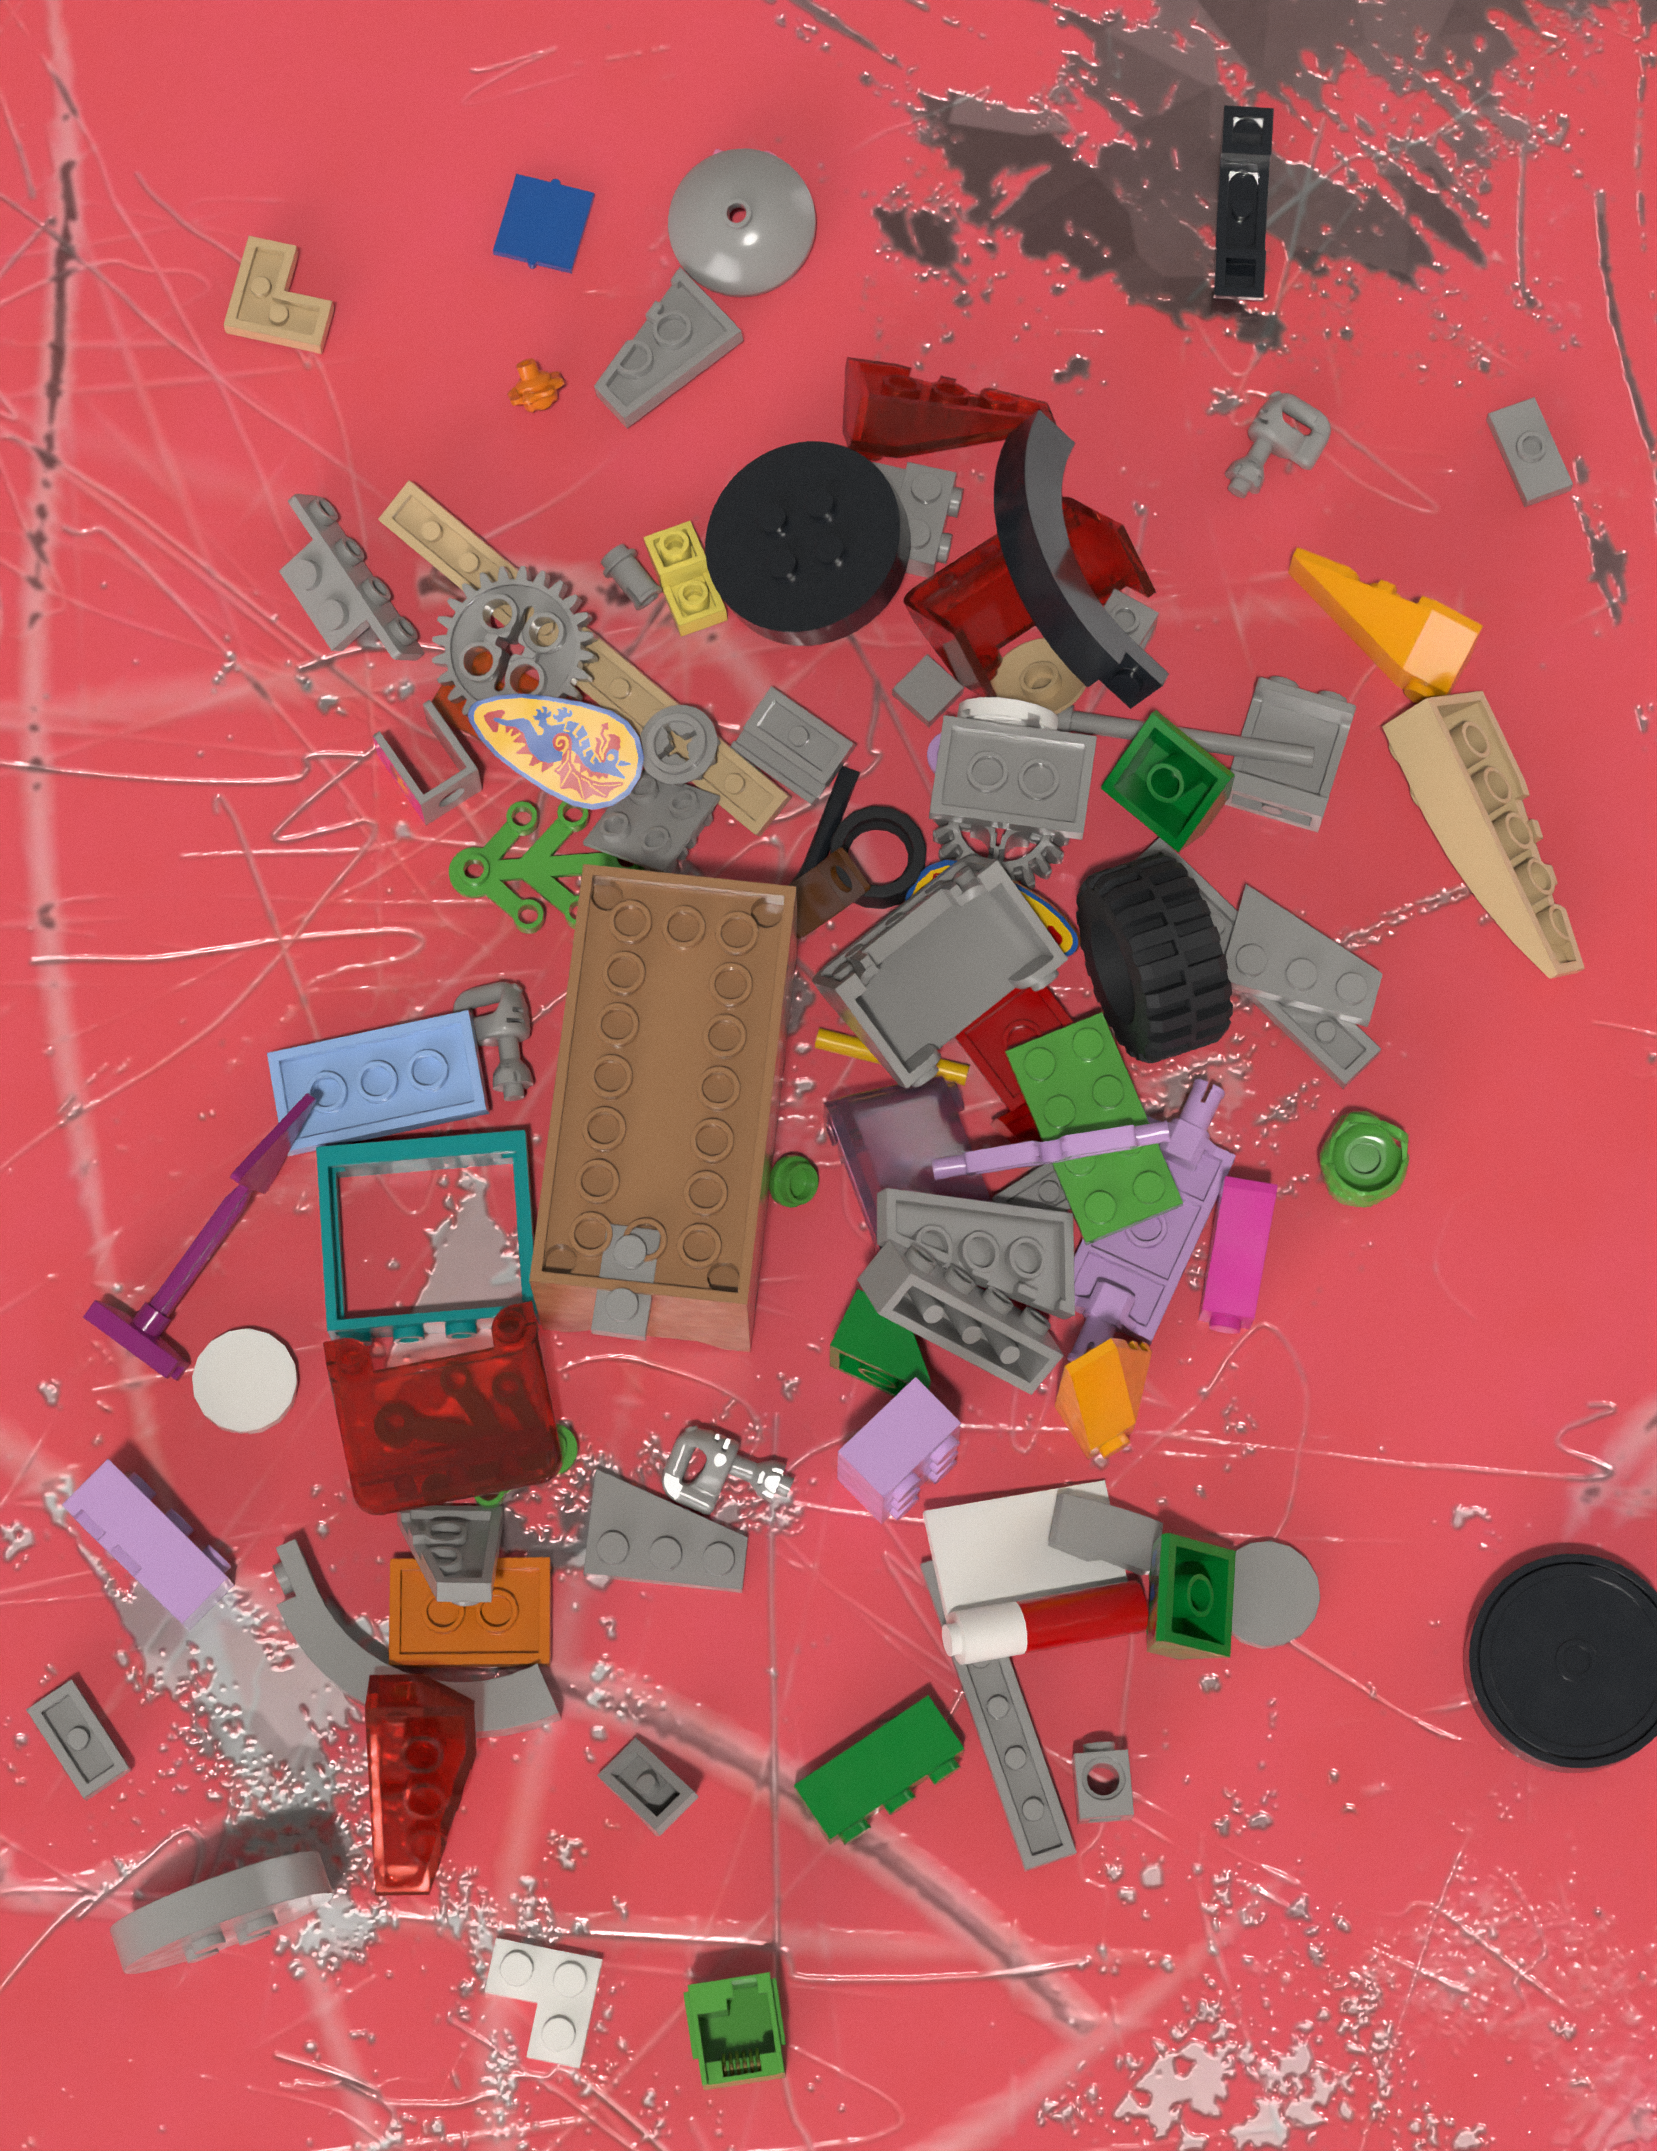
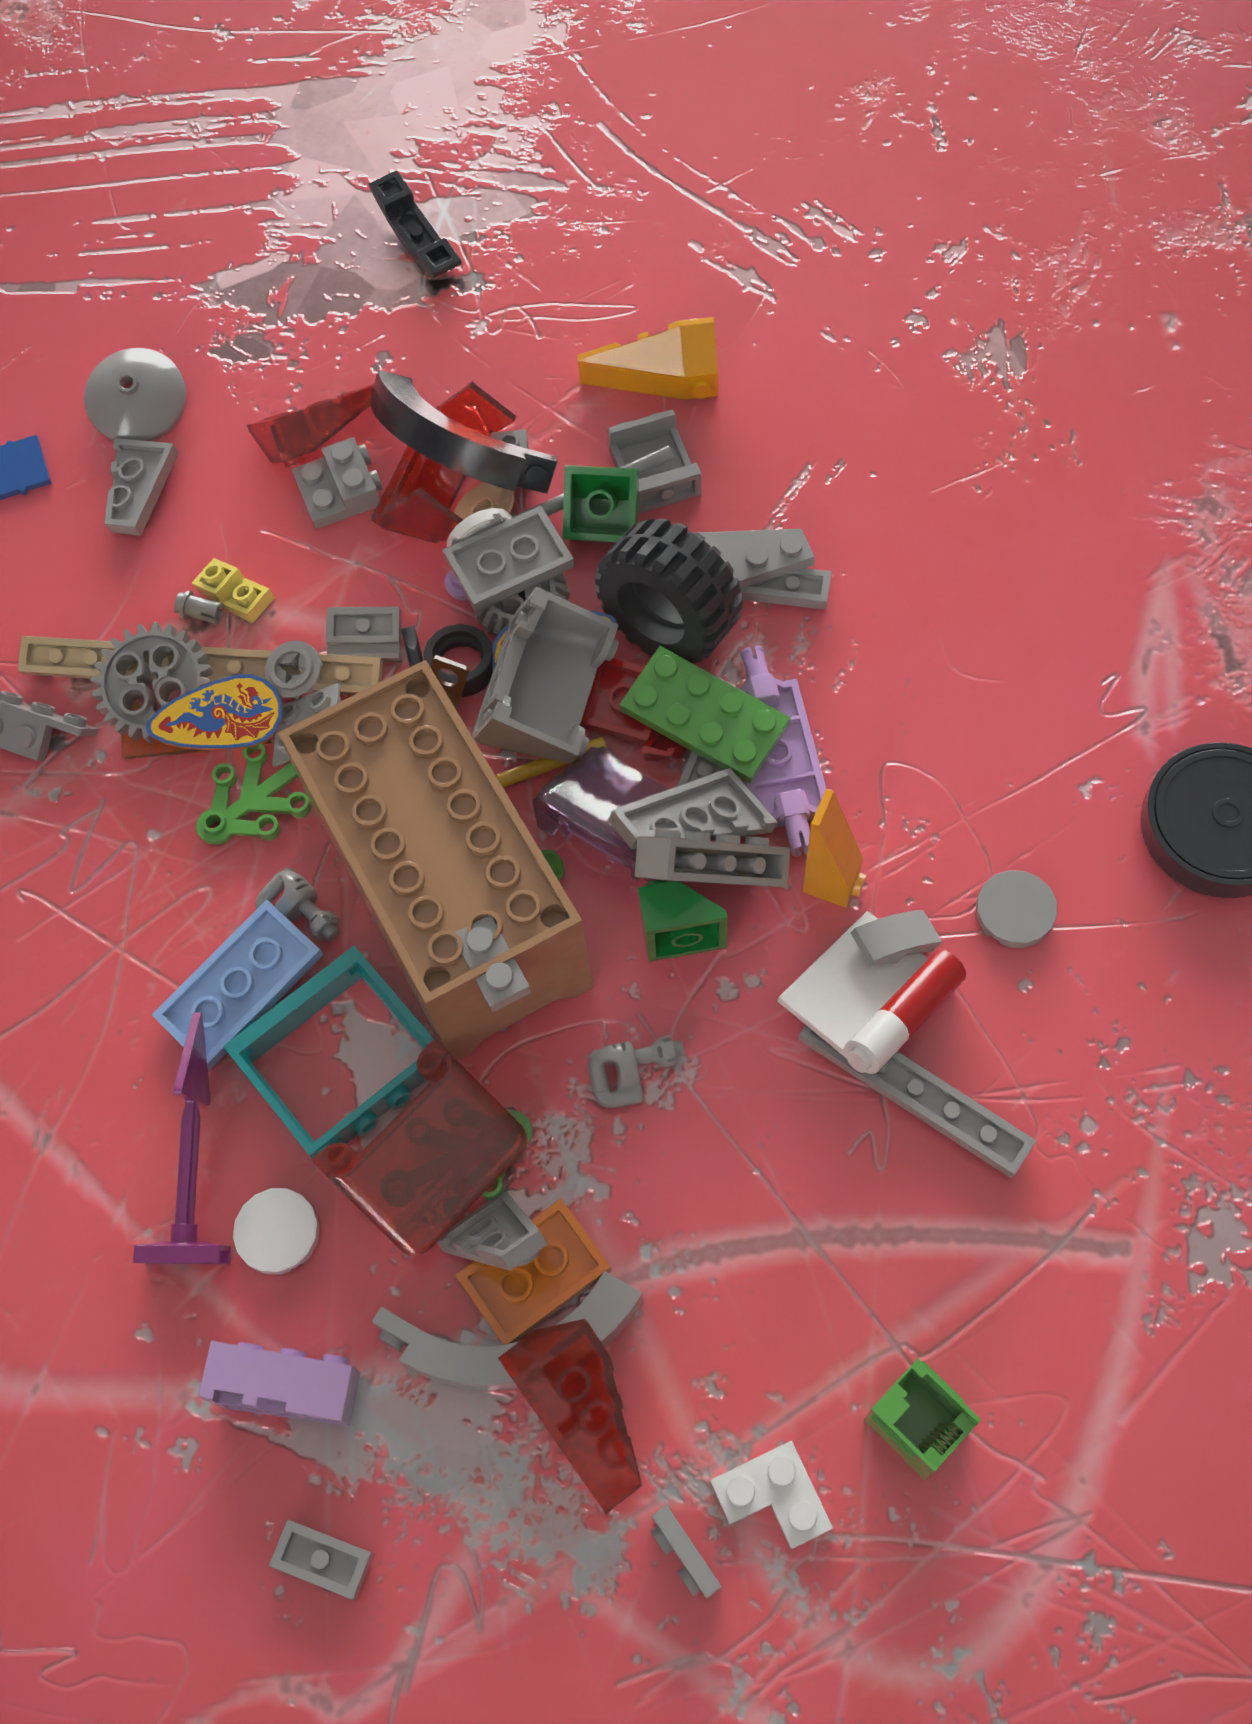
camera: 30 degrees left, 10 degrees down
(221, 1912) = (509, 1607): light grey brick -> none
(420, 2009) = (672, 1537): none -> light grey plate
(431, 804) = (152, 762): light grey piece -> none
(535, 387) = (69, 546): orange plant -> none
(647, 1786) = (737, 1300): light grey slope -> none
(659, 1542) = (623, 1140): light grey wing -> none
(808, 543) = (293, 521): black brick -> none
(880, 1772) = (876, 1181): green brick -> none
(899, 1452) = (738, 968): lavender brick -> none
(927, 691) = (422, 559): light grey tile -> none
(1048, 1152) = (683, 742): lavender piece -> none
(1102, 1808) = (1013, 1105): light grey brick -> none
(1190, 1599) = (977, 937): green slope -> none
(1237, 1254) = (842, 725): dark pink slope -> none
(1275, 436) = (522, 318): light grey piece -> none
(1362, 1159) = (870, 635): bright green hair -> none
(1475, 806) = (775, 422): tan wedge -> none
(1529, 452) = (663, 250): light grey plate -> none

